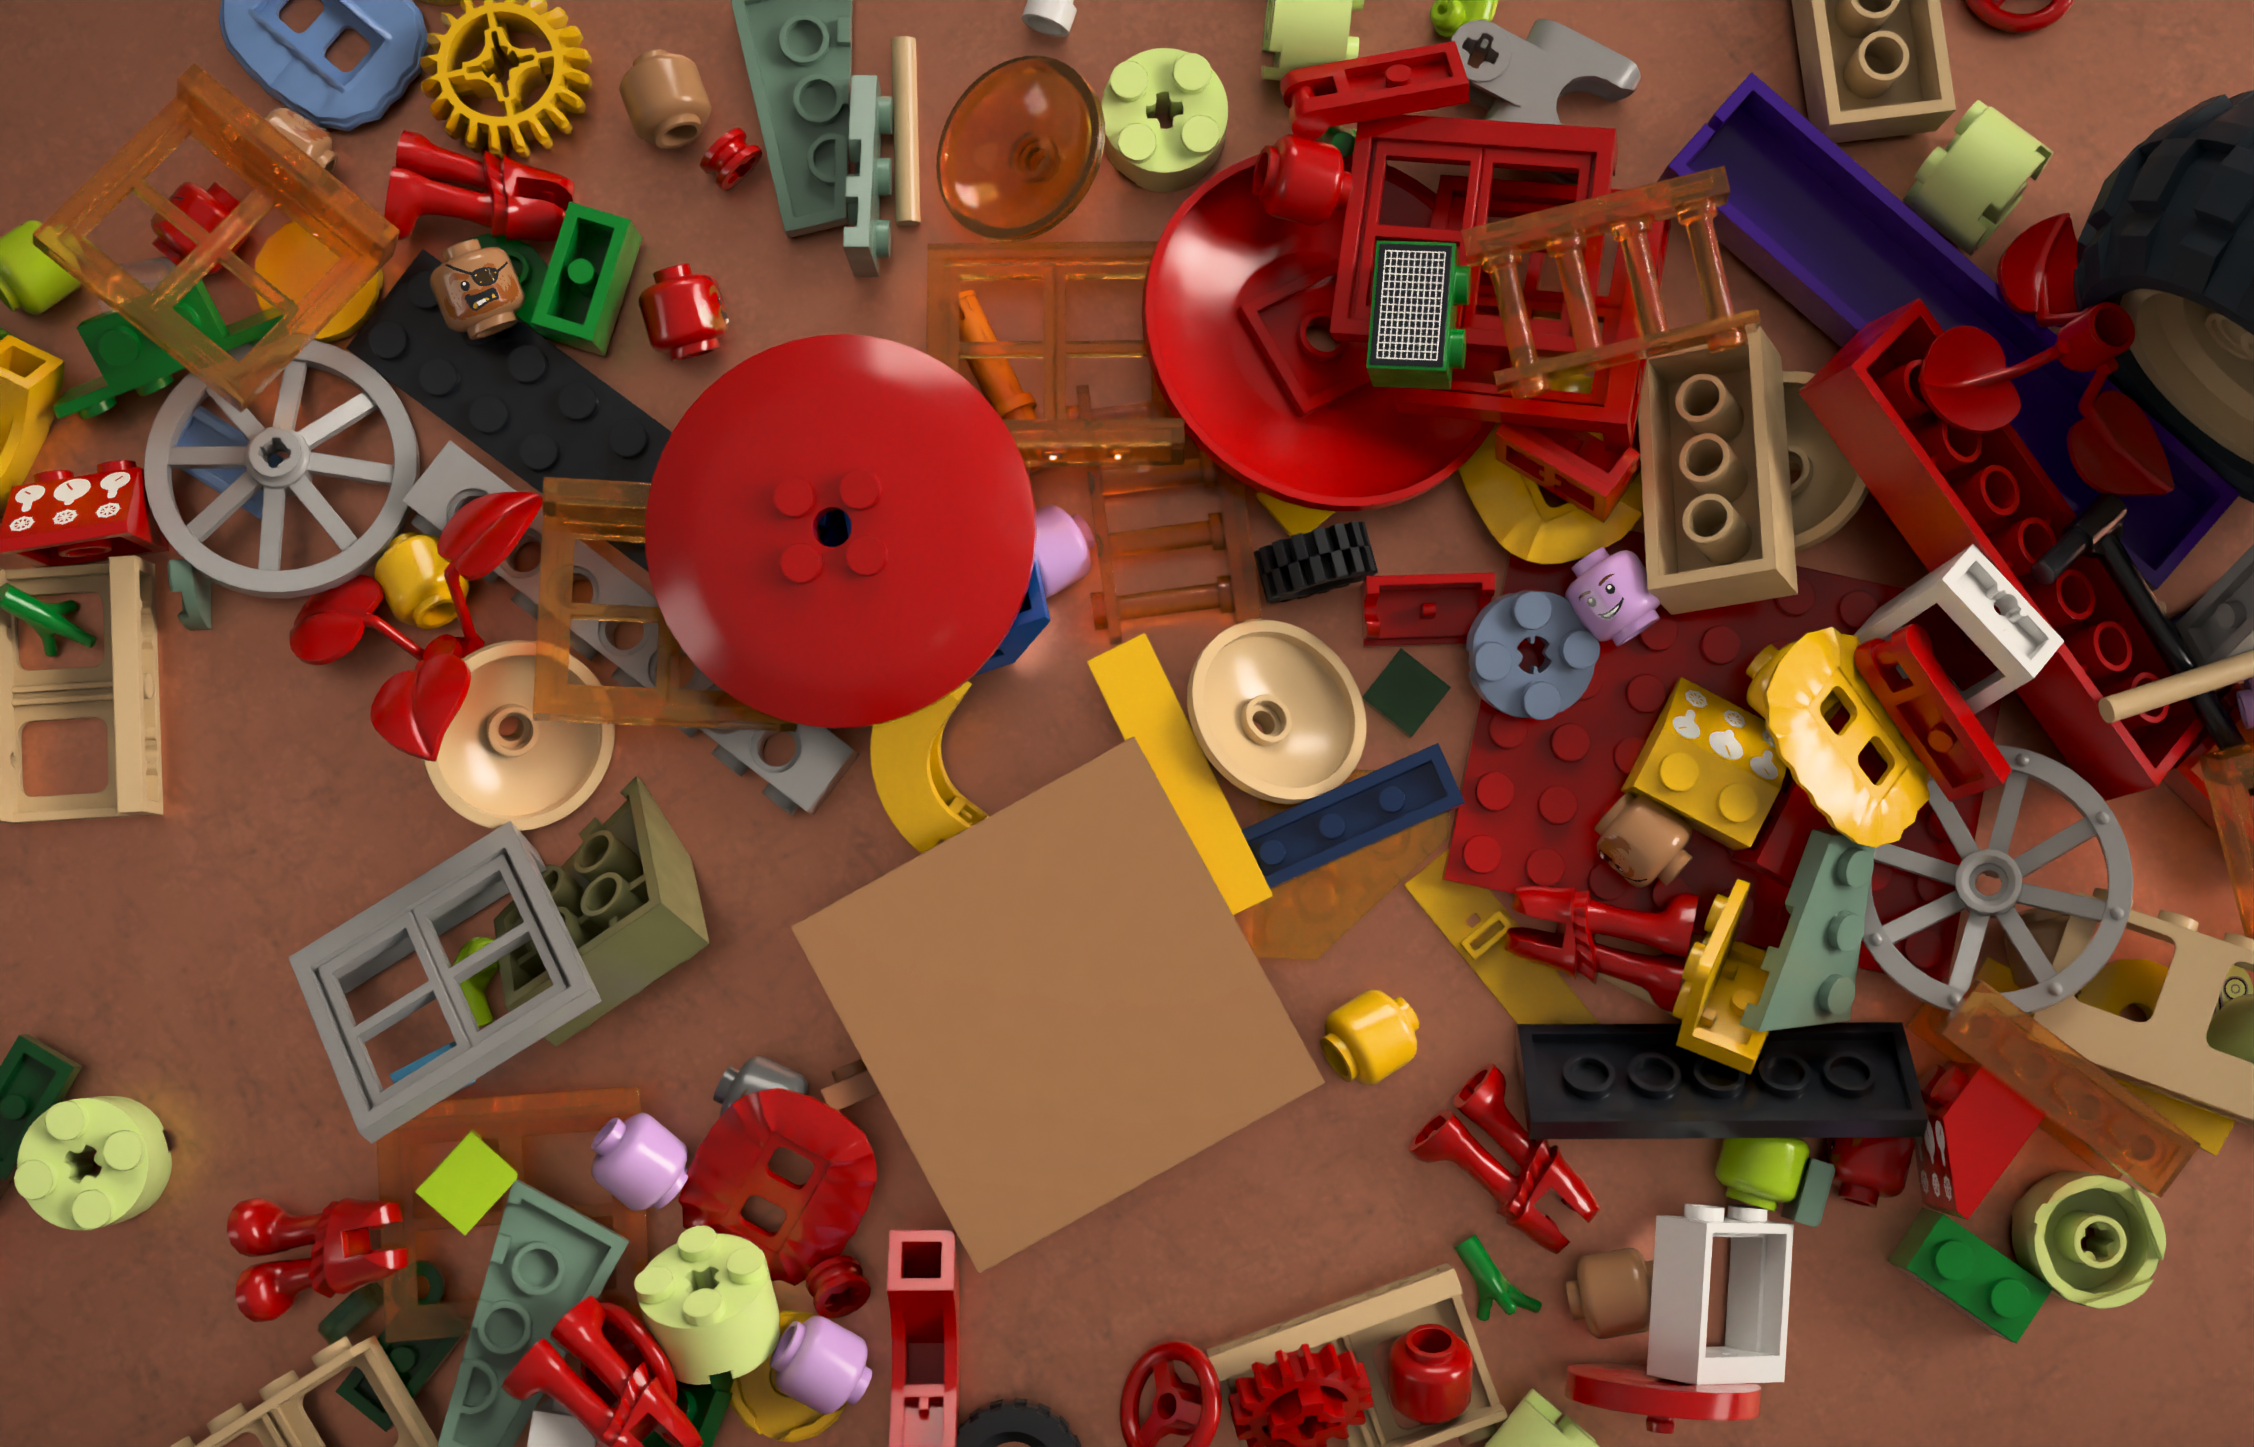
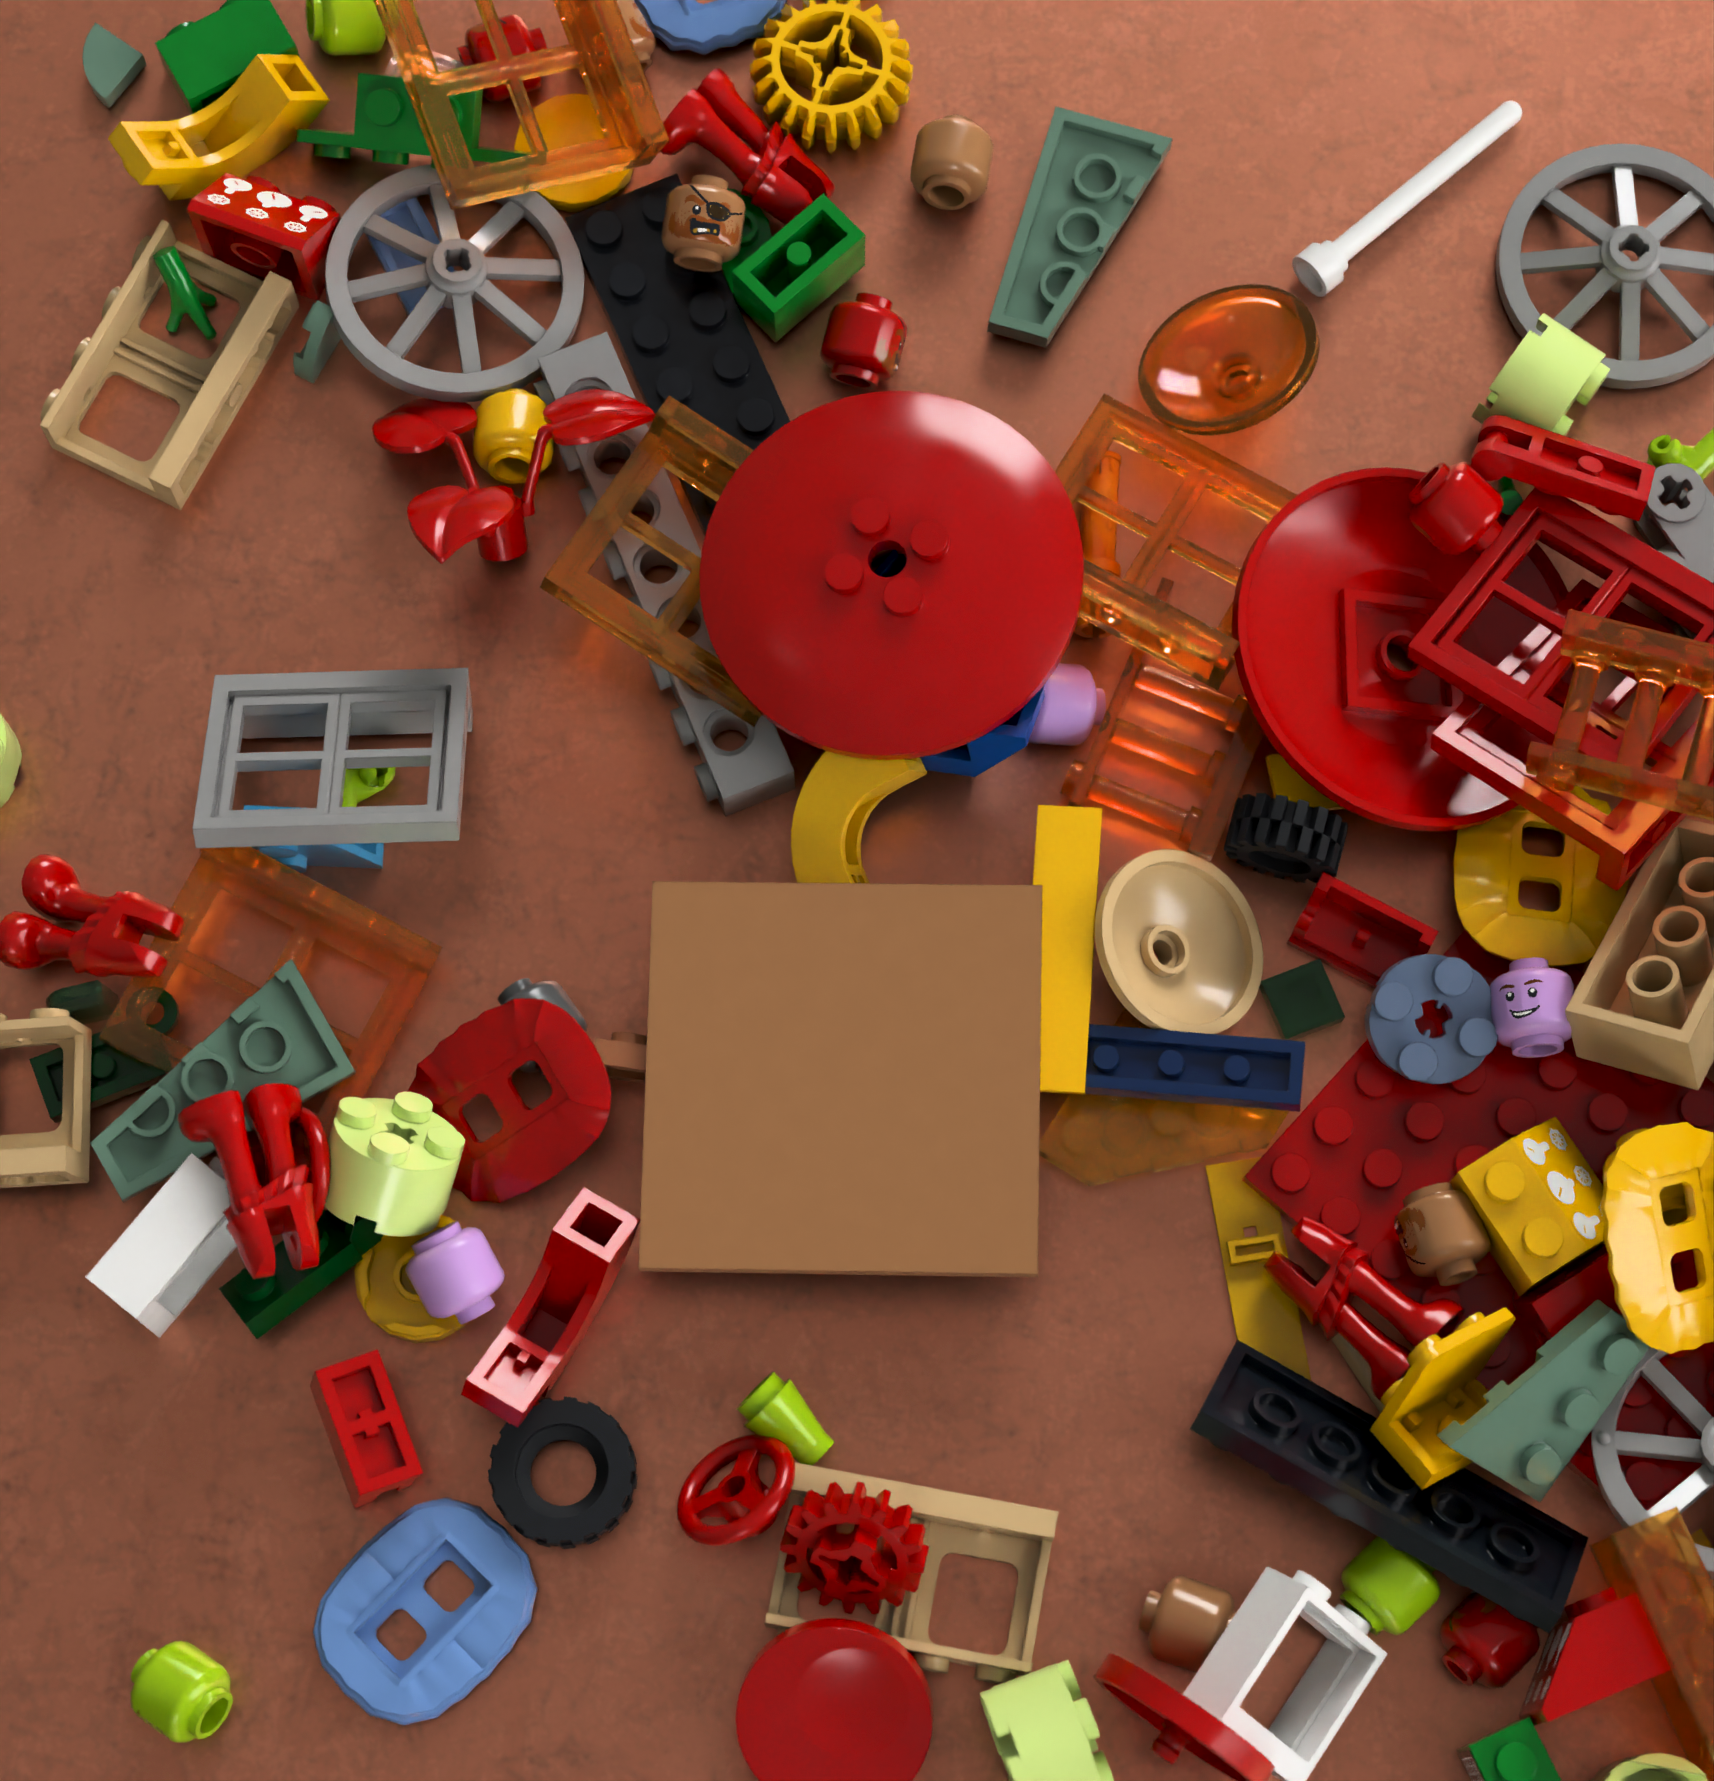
camera: 30 degrees right, 10 degrees down
(467, 1182) = (251, 937): lime panel -> none
(522, 776) = (505, 646): tan dish -> none
(626, 905) = (521, 798): olive wedge -> none
(639, 1162) = (404, 1010): lavender head -> none
(731, 158) = (978, 240): red bush -> none
(838, 1286) = (511, 1206): red bush -> none
(869, 118) = (1055, 357): sand green wing -> none
(905, 131) = (1139, 300): tan bar -> none
(1170, 1316) = (780, 1412): none -> lime cone
(1171, 84) = (1371, 372): yellowish green brick -> none
(1370, 1037) = (1099, 1274): yellow head -> none
(1416, 315) = (1490, 664): brick -> none
(1430, 1374) = (982, 1598): red head -> none
(1491, 1282) = (1084, 1554): green bar -> none
(1537, 1164) = (1184, 1478): red piece -> none
(1569, 465) = (1556, 873): red hinge -> none
(1813, 1194) = (1418, 1637): sand green tile -> none

